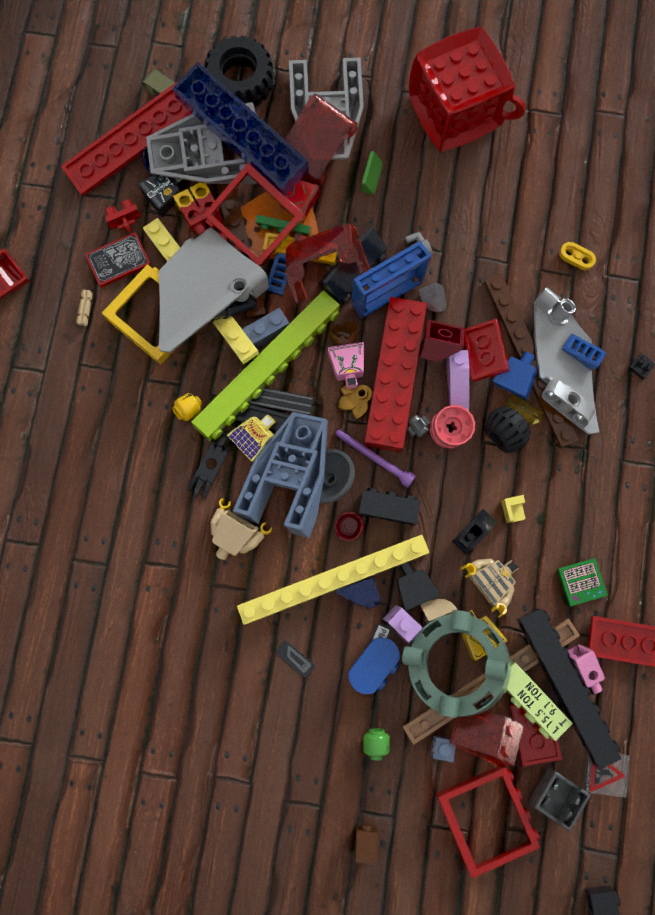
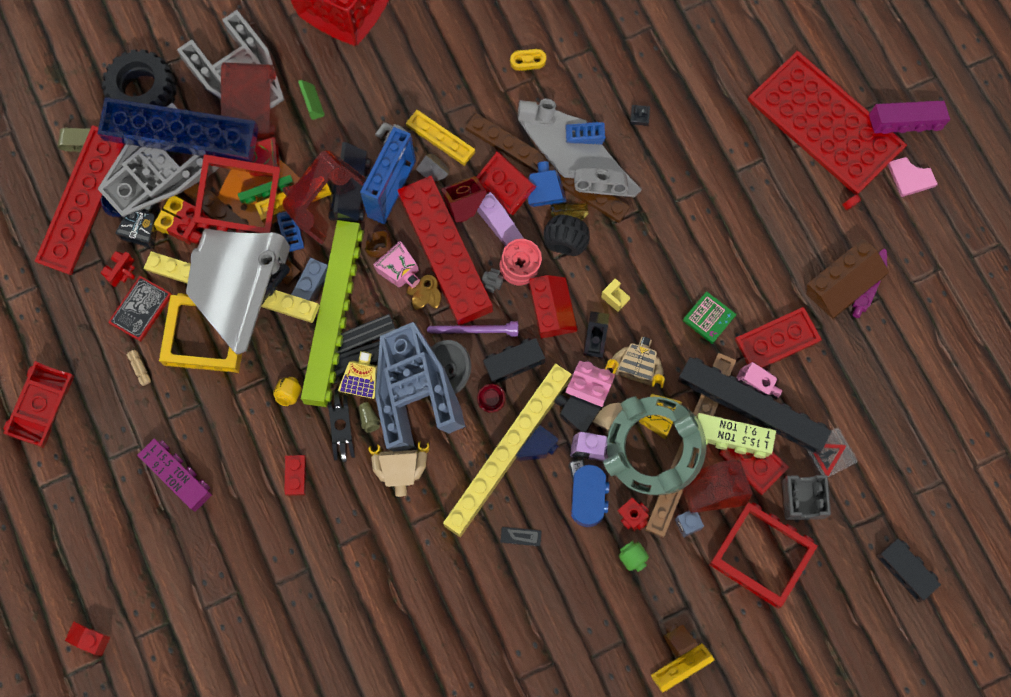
camera: 30 degrees left, 5 degrees down
(52, 415) = (175, 475): none -> magenta brick
(147, 480) = (295, 475): none -> red plate
(237, 474) = (369, 419): none -> olive cone
(345, 868) = (682, 667): none -> yellow plate
(395, 702) = (631, 508): none -> red brick
(440, 571) = (590, 383): none -> bright pink plate
(454, 482) = (552, 306): none -> red slope
(457, 275) = (440, 137): none -> yellow plate

